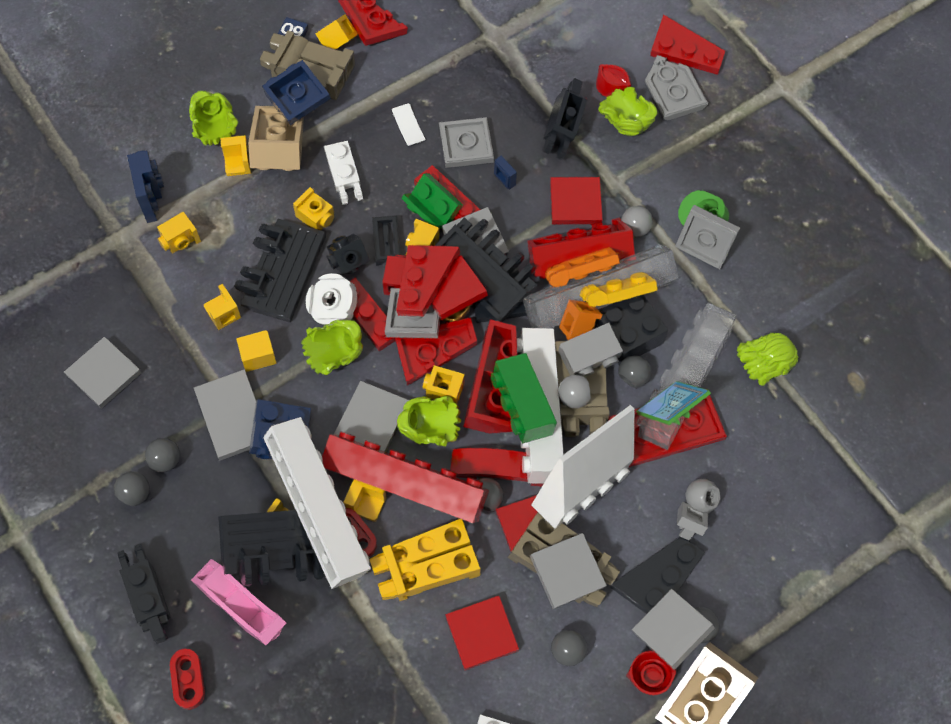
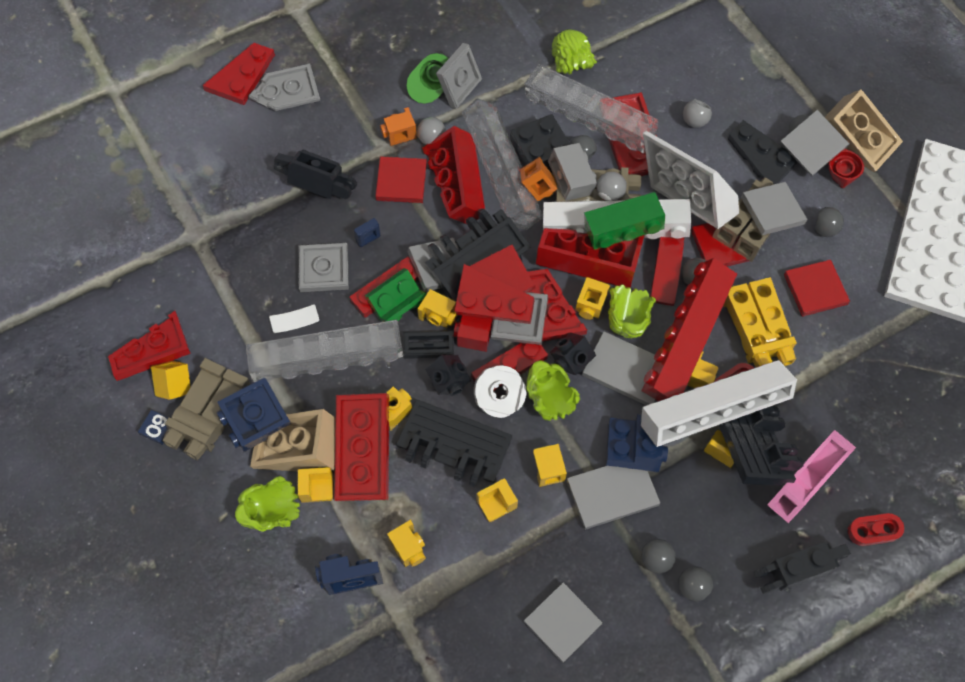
camera: 85 degrees left, 0 degrees up
(270, 186) = (362, 447): none -> red tile
(343, 170) = (345, 380): white hinge -> none
(371, 150) = (324, 351): none -> clear brick
(376, 366) = (573, 353): none -> black brick
(581, 267) = (484, 171): orange hinge -> none
(611, 78) = (272, 135): red hat -> none
(618, 290) = (514, 142): yellow hinge -> none
(627, 112) = (315, 123): lime hair -> none
(637, 190) = (399, 127): none -> orange brick
(673, 403) = (634, 107): piece -> none
(691, 521) = (720, 122): light grey tile -> none

